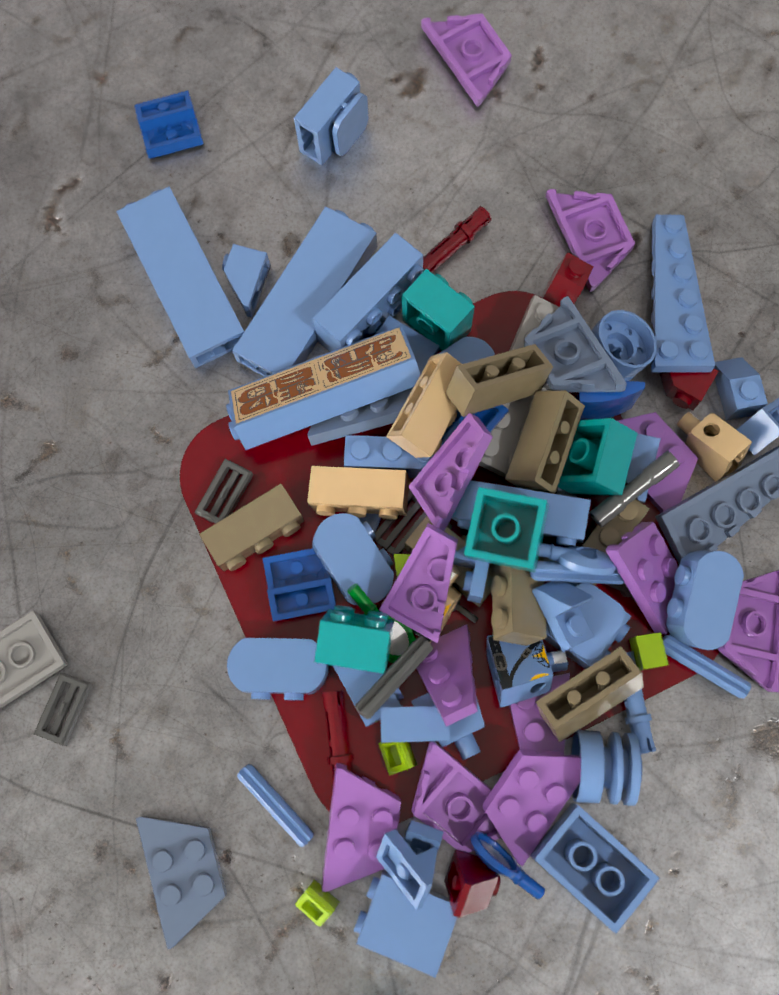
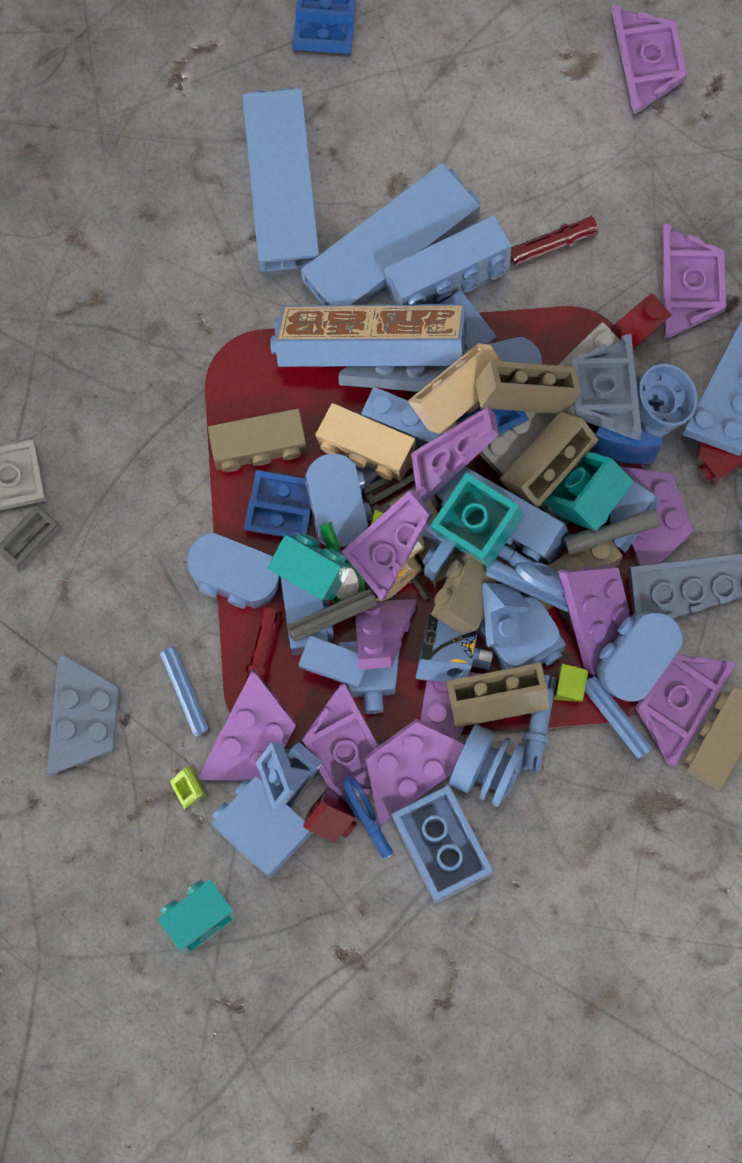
camera: 20 degrees right, 0 degrees up
(215, 484) = (235, 390): dark grey tile -> none
(246, 274) = (342, 201): medium blue slope -> none
(332, 117) = (483, 77): medium blue brick -> none
(397, 756) = (309, 688): lime slope -> none
(437, 310) = (505, 303): teal brick -> none
(715, 444) = (713, 523): tan torso -> none

